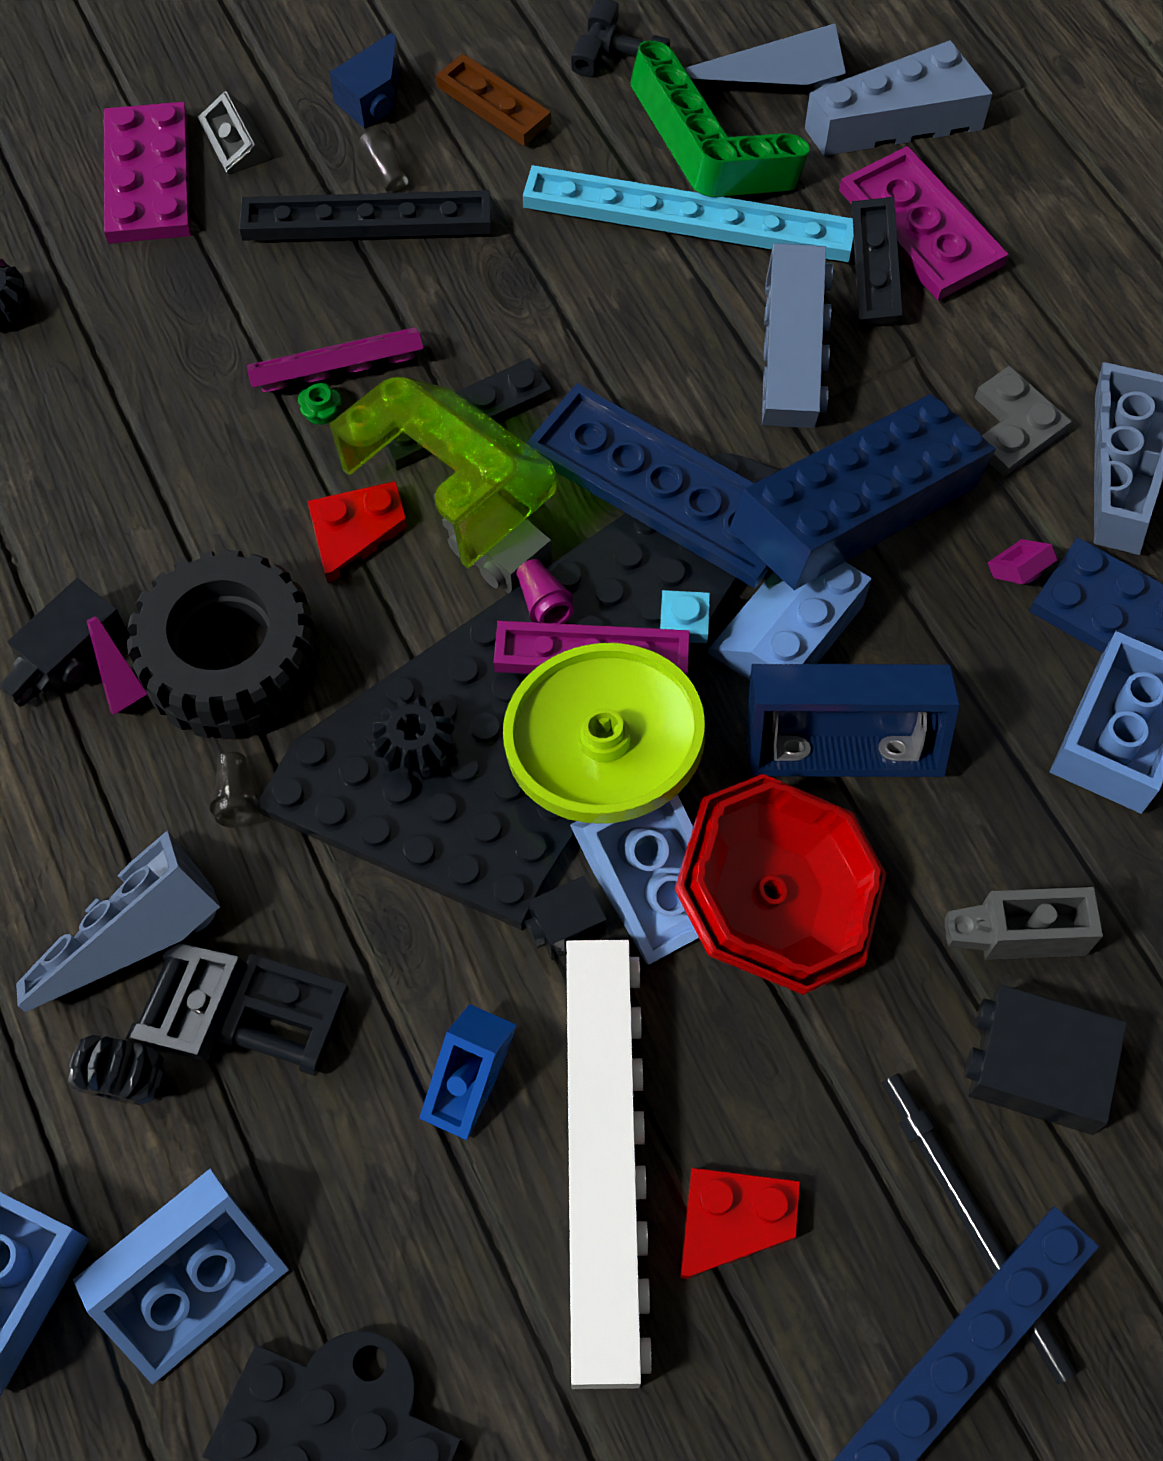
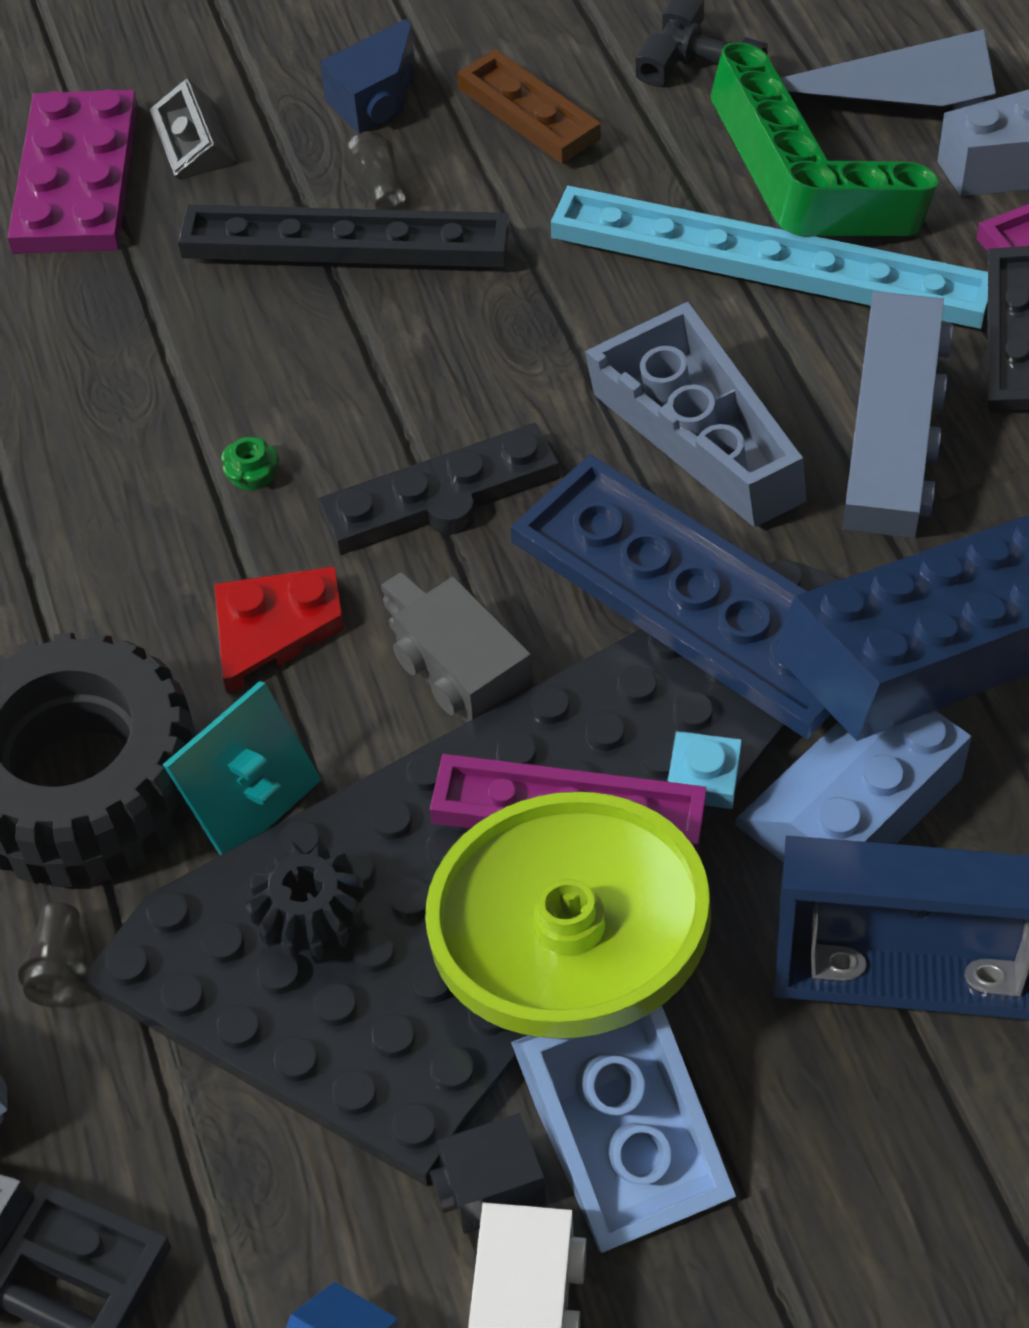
camera: 10 degrees right, 10 degrees down
(316, 363) = (252, 413): magenta plate -> none
(352, 644) = (243, 770): none -> teal piece
(495, 475) = (460, 559): clear neon green windscreen -> none
(544, 595) = (512, 724): magenta cone -> none
(651, 342) = (700, 412): none -> sand blue wedge
(811, 860) = (848, 1118): red rock -> none

